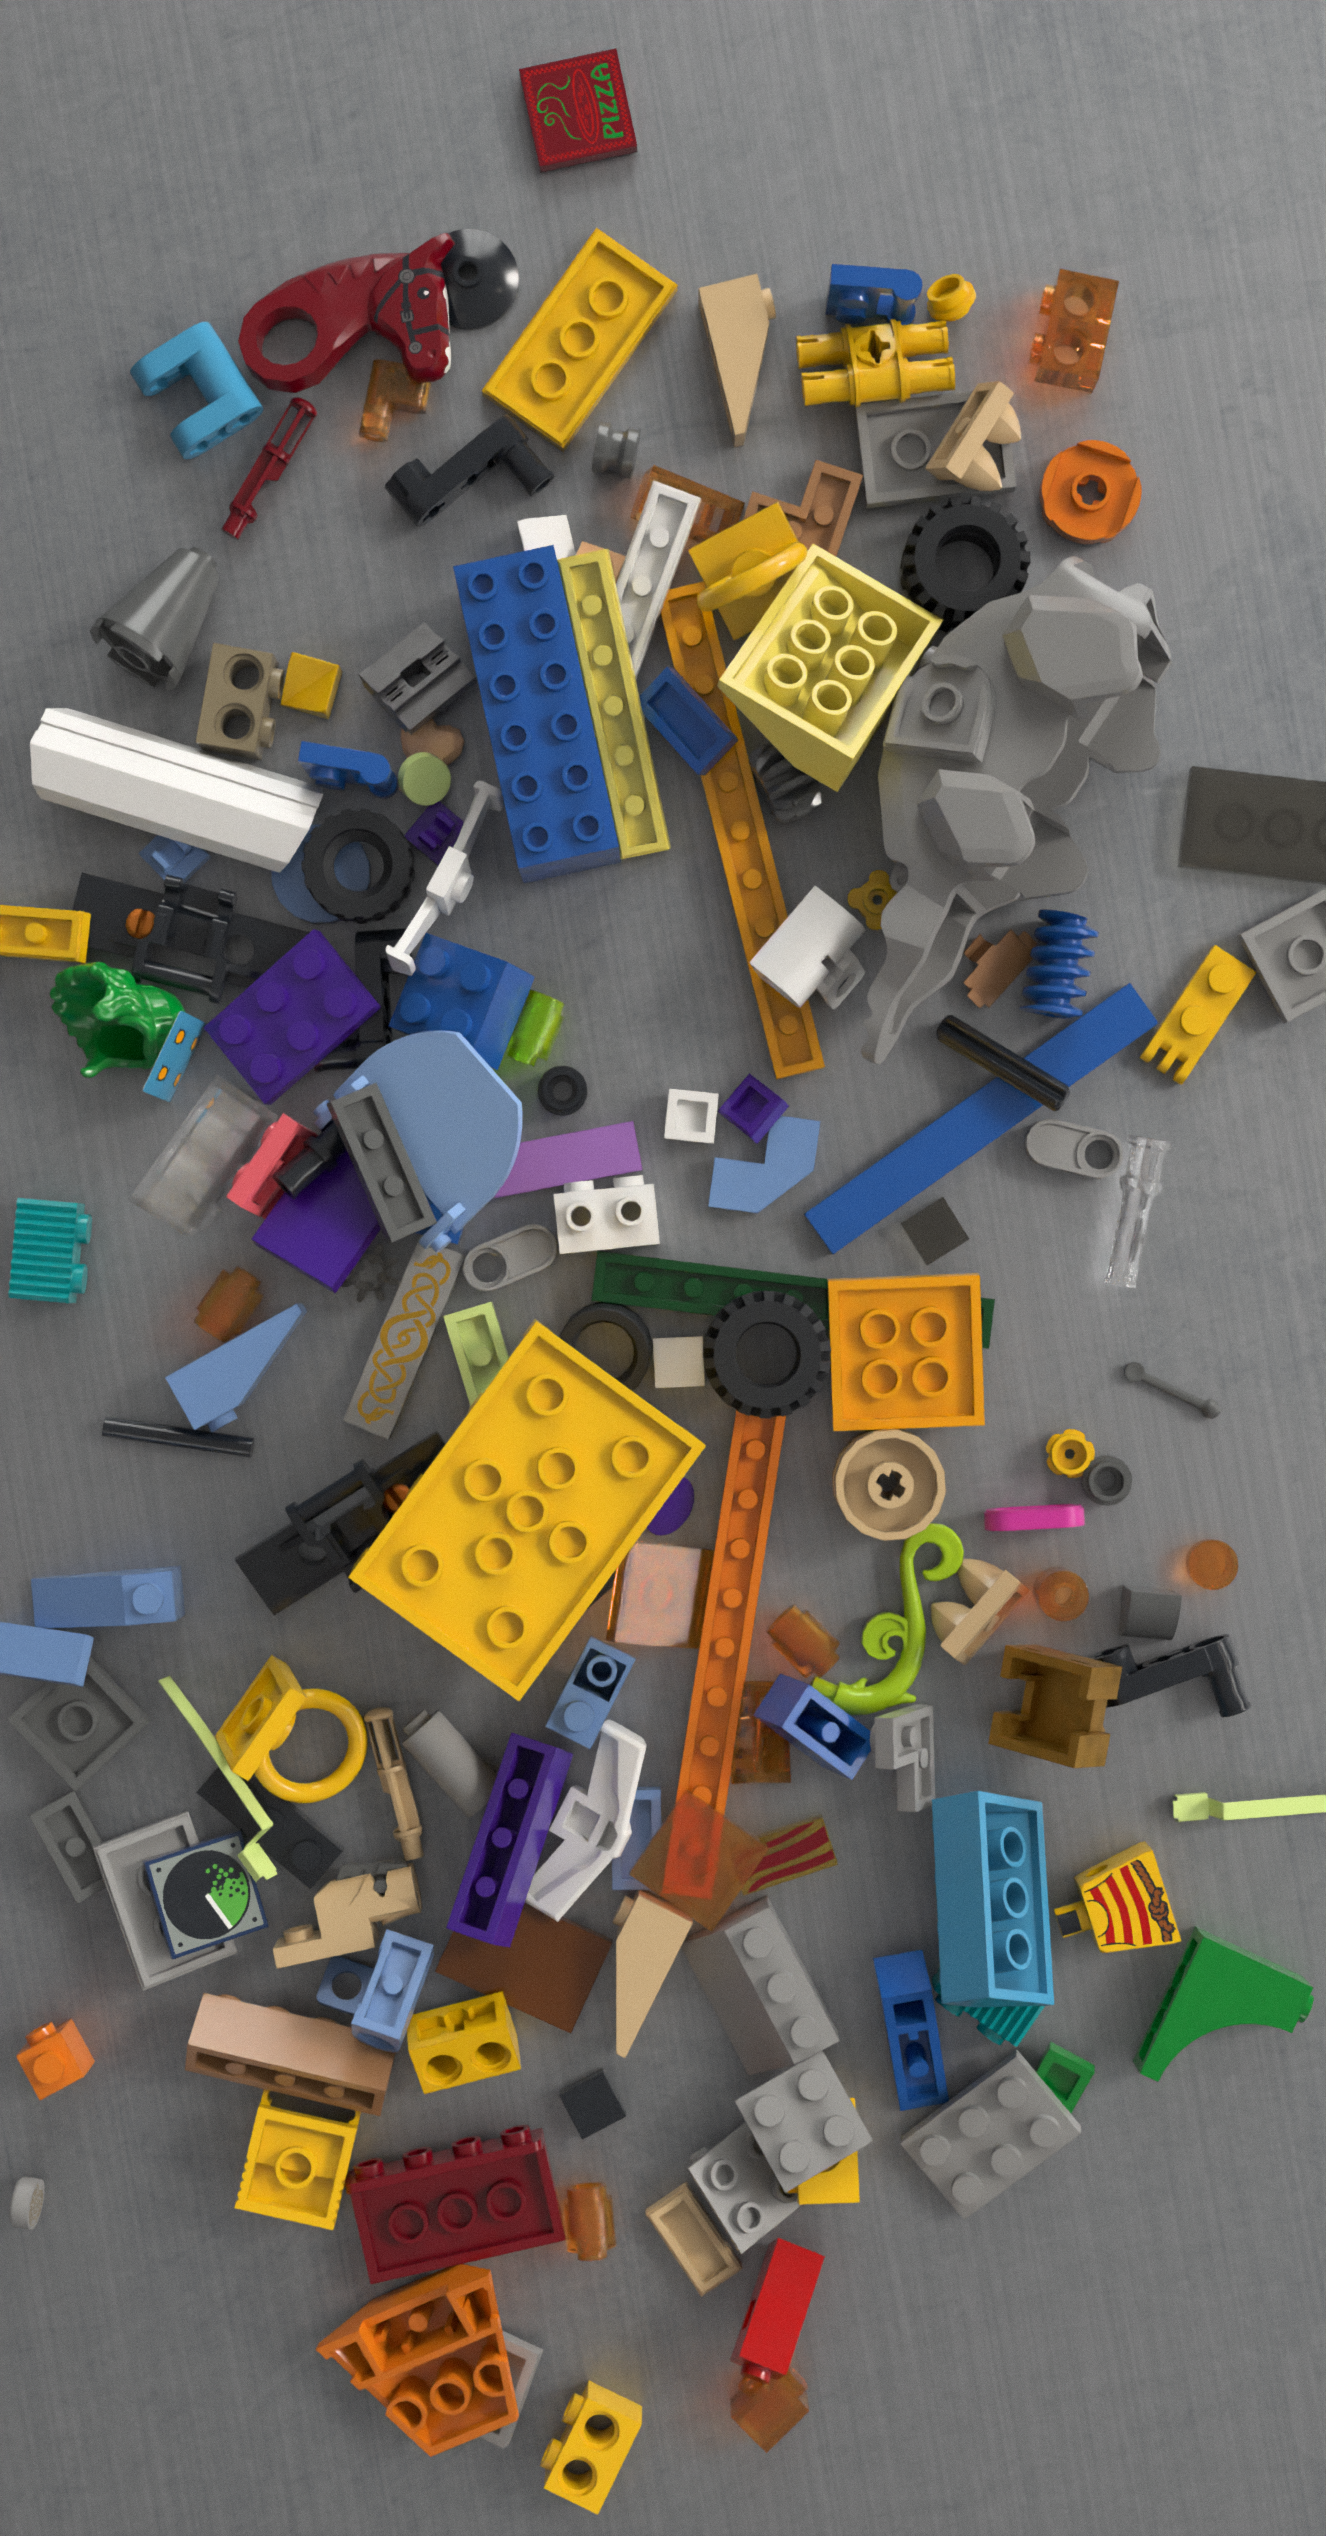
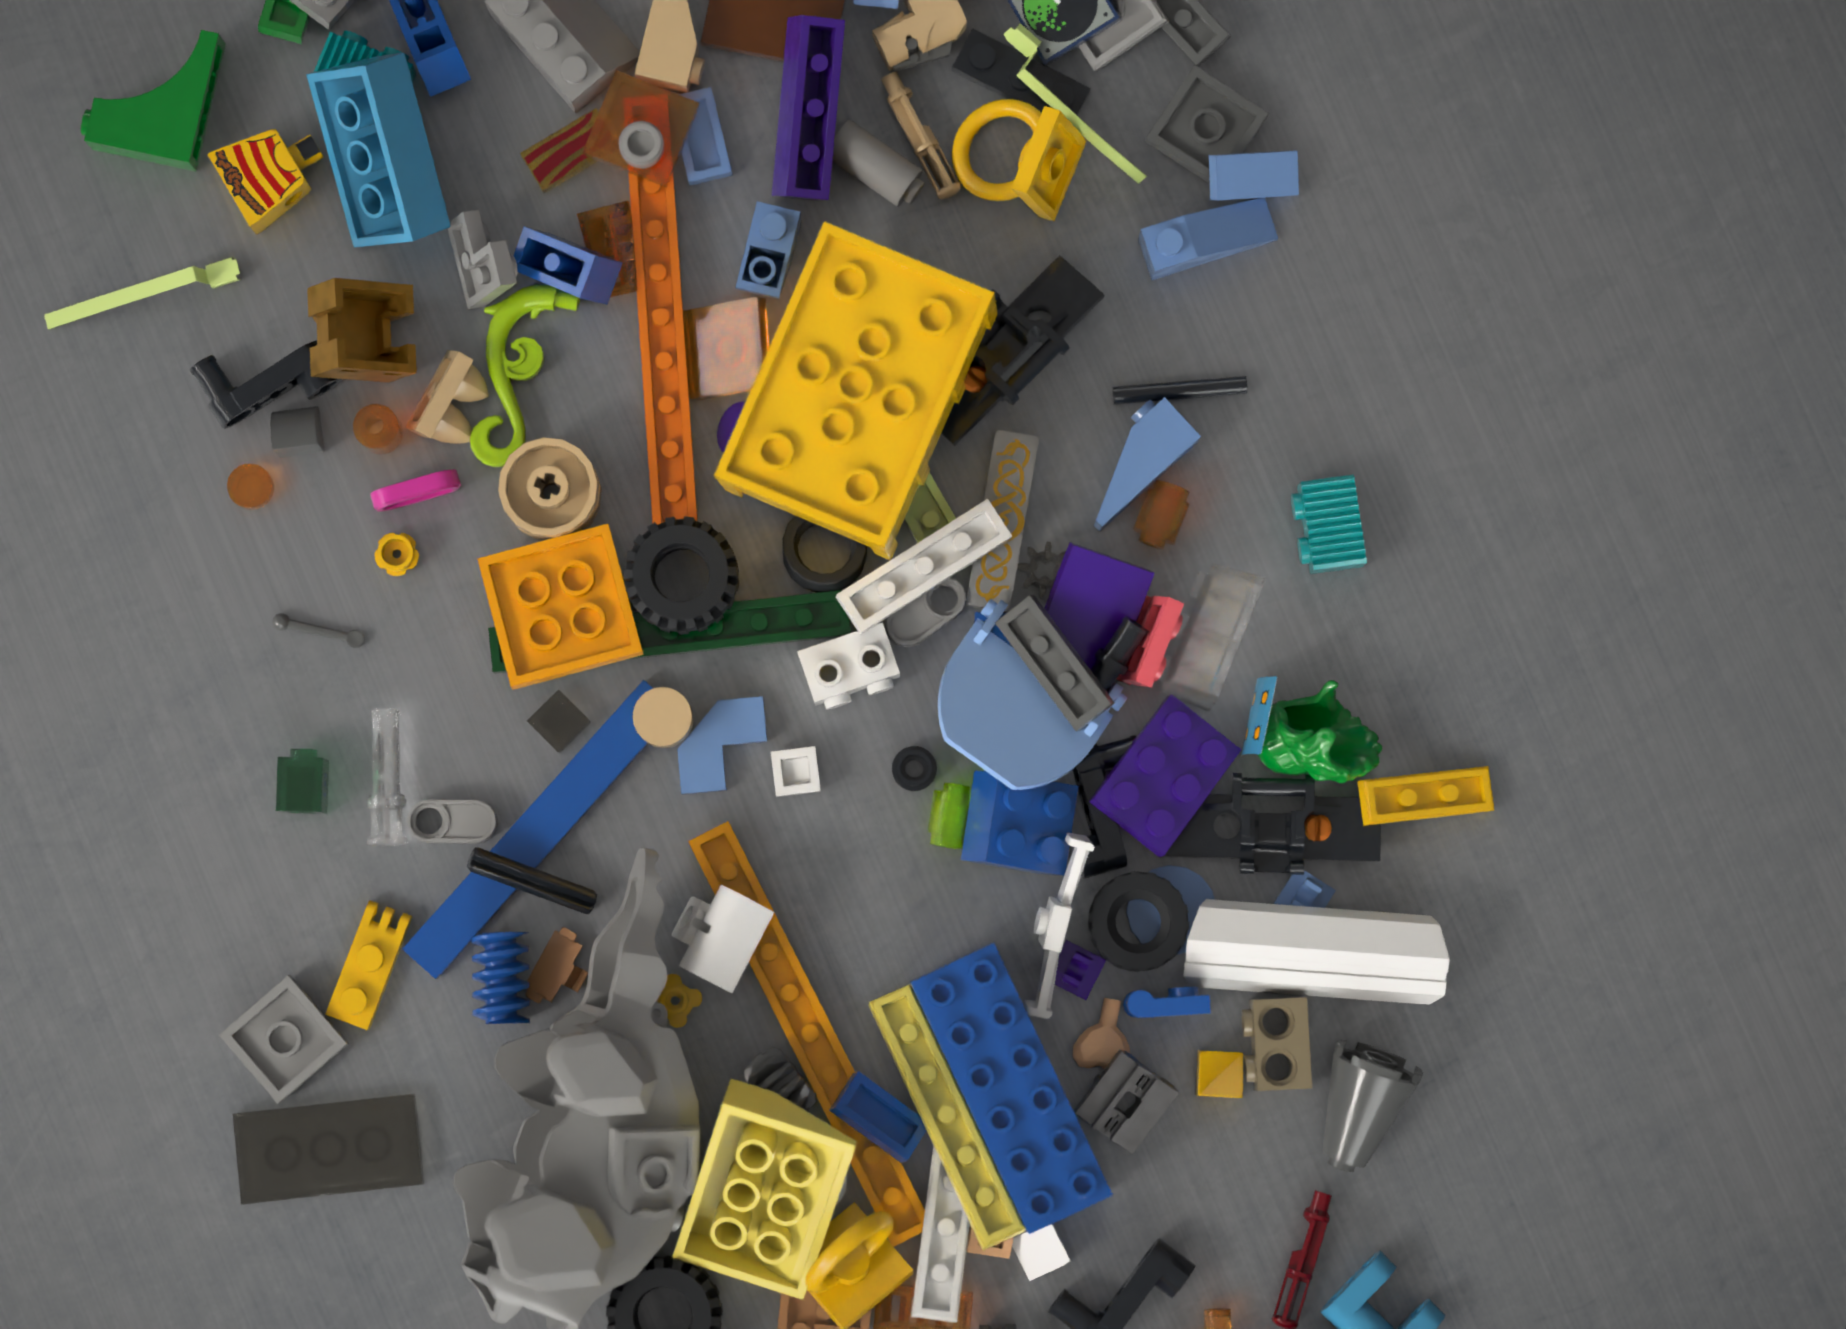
camera: 165 degrees right, 5 degrees down
(424, 778) = (1099, 1013): yellowish green tile -> none
(500, 1303) = (923, 566): none -> white plate
(573, 1158) = (888, 712): medium lavender tile -> none
(591, 1823) = (741, 139): white plate -> none
(678, 1362) = (757, 555): white tile -> none
(702, 1841) = (641, 144): none -> light grey tile
(753, 1108) = (742, 791): dark purple tile -> none
(804, 1642) = (592, 337): clear orange brick -> none
(821, 1206) = (663, 717): none -> tan piece
(1121, 1485) = (347, 530): dark grey plate -> none
(1226, 1226) = (302, 783): none -> clear green brick

